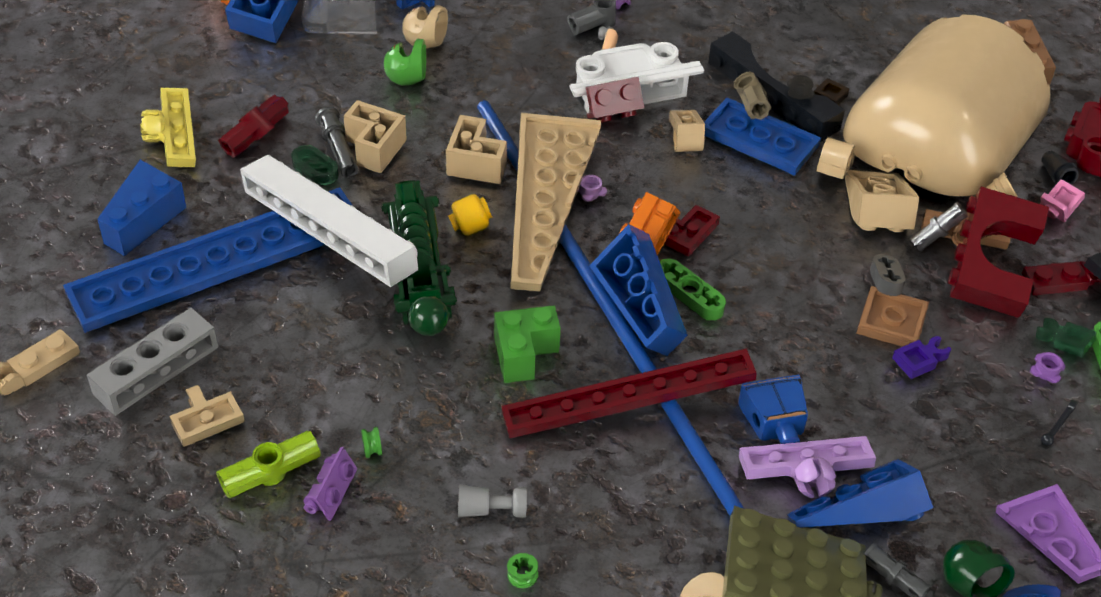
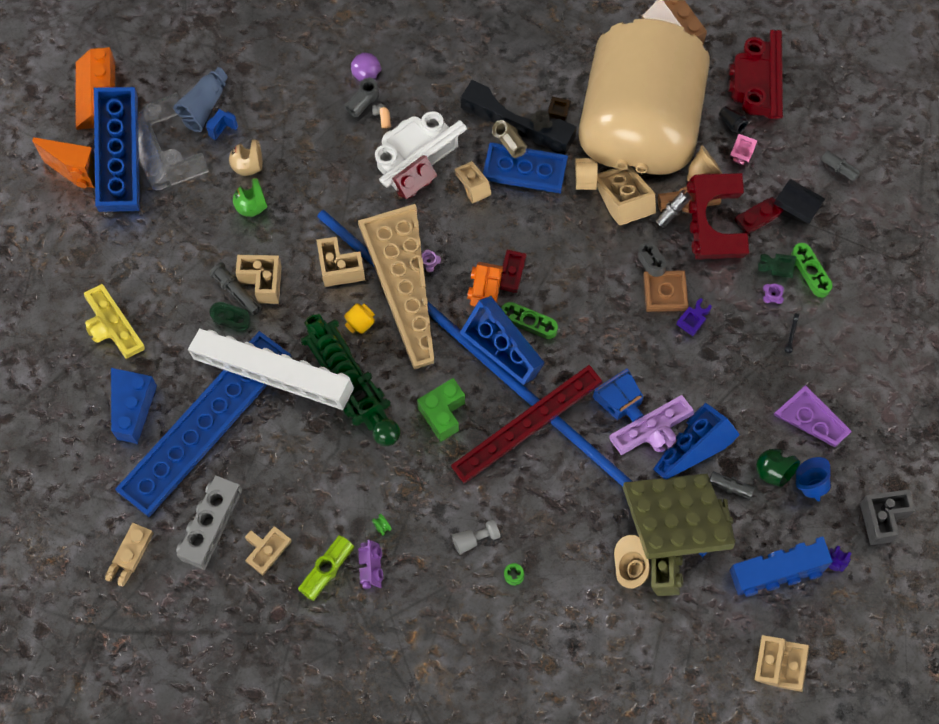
camera: 20 degrees left, 20 degrees up
(254, 125) = (170, 298): dark red piece -> none

